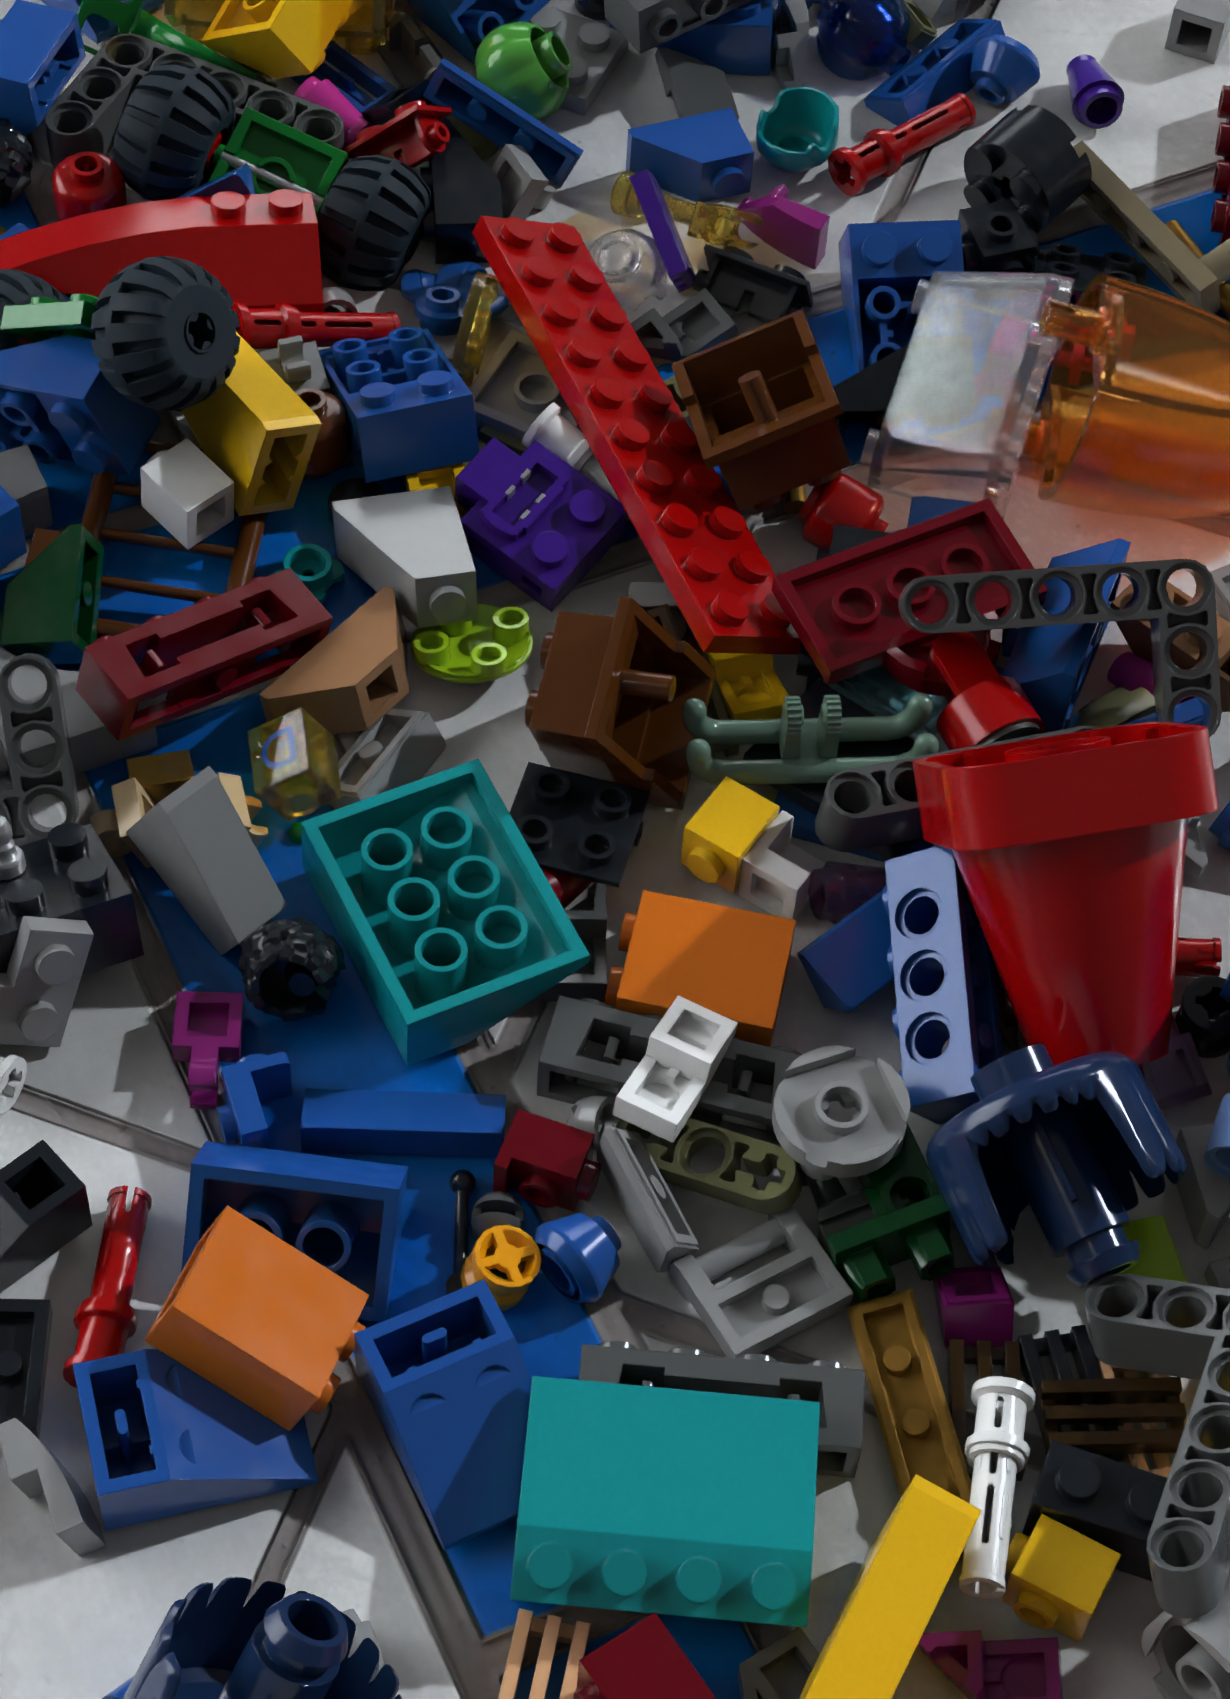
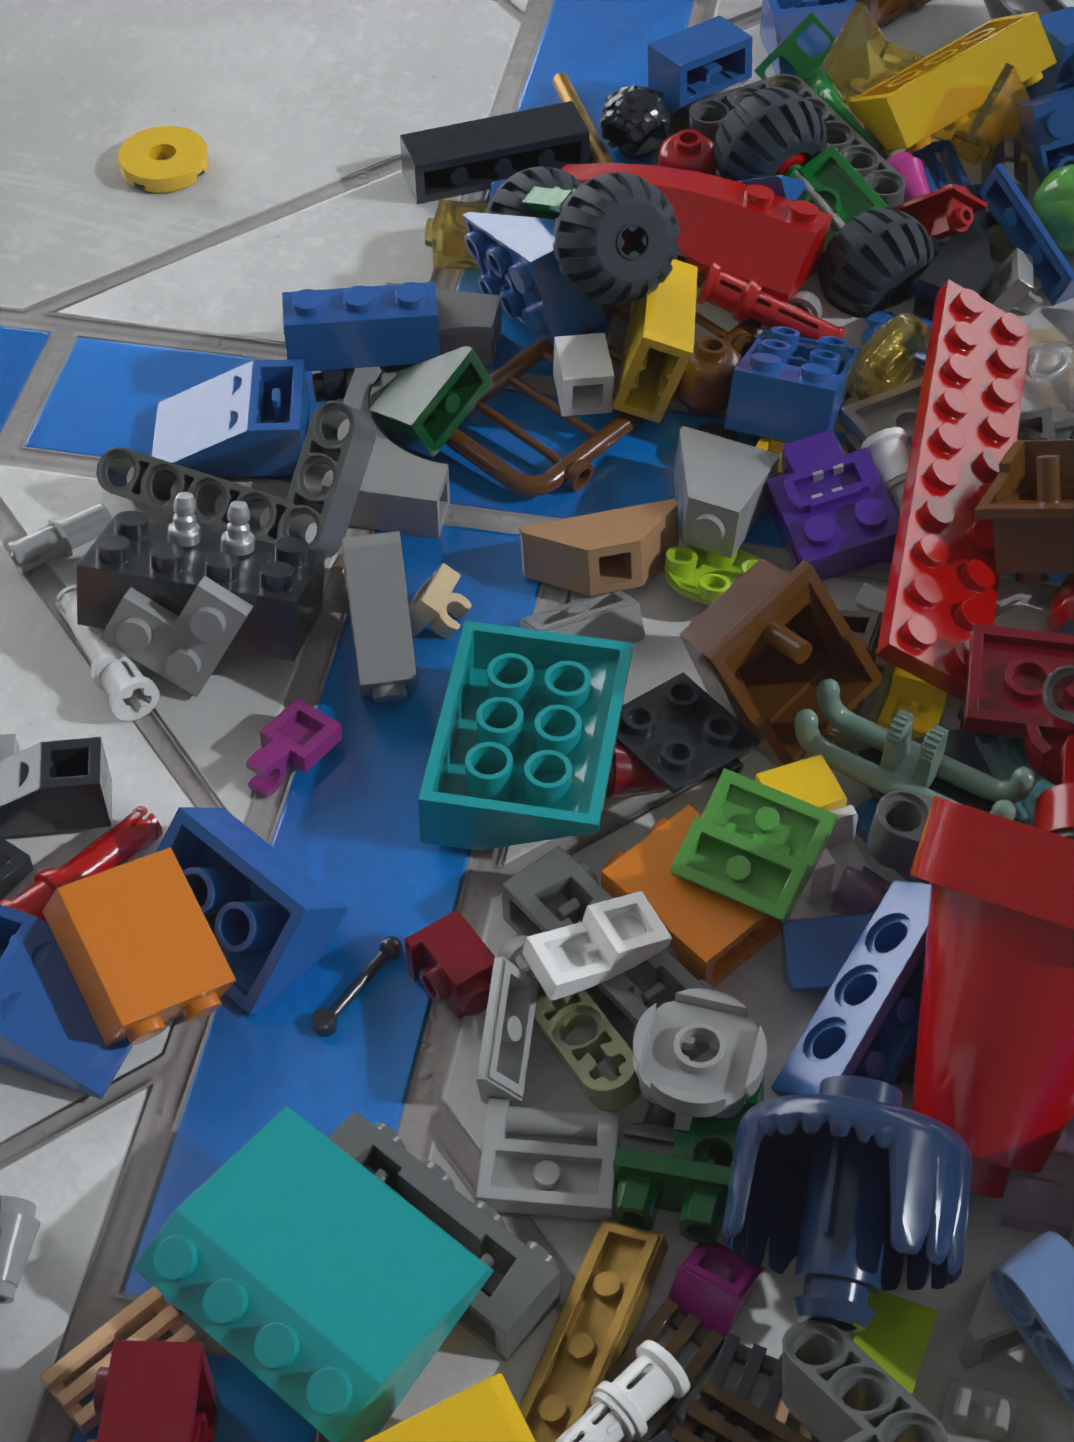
camera: 40 degrees right, 5 degrees down
(161, 772) = (422, 557): pearl gold slope -> none
(200, 652) = (496, 475): dark red brick -> none
(245, 1086) = (280, 794): blue bracket -> none
(290, 968) = (385, 724): black piece -> none
(294, 764) = (510, 587): clear yellow brick -> none
(297, 364) = (734, 325): light grey tile -> none
(313, 568) = (637, 472): teal plate -> none
(402, 1123) = (378, 875): blue slope -> none
(452, 1407) = (222, 1085): blue slope -> none
(495, 1204) = (384, 997): dark grey hinge -> none
(510, 1252) = (360, 1007): light orange wheel -> none
(578, 1255) = (421, 1047): blue cone -> none
(590, 922) = (622, 825): dark grey slope -> none
(737, 896) = (754, 845): none -> bright green slope

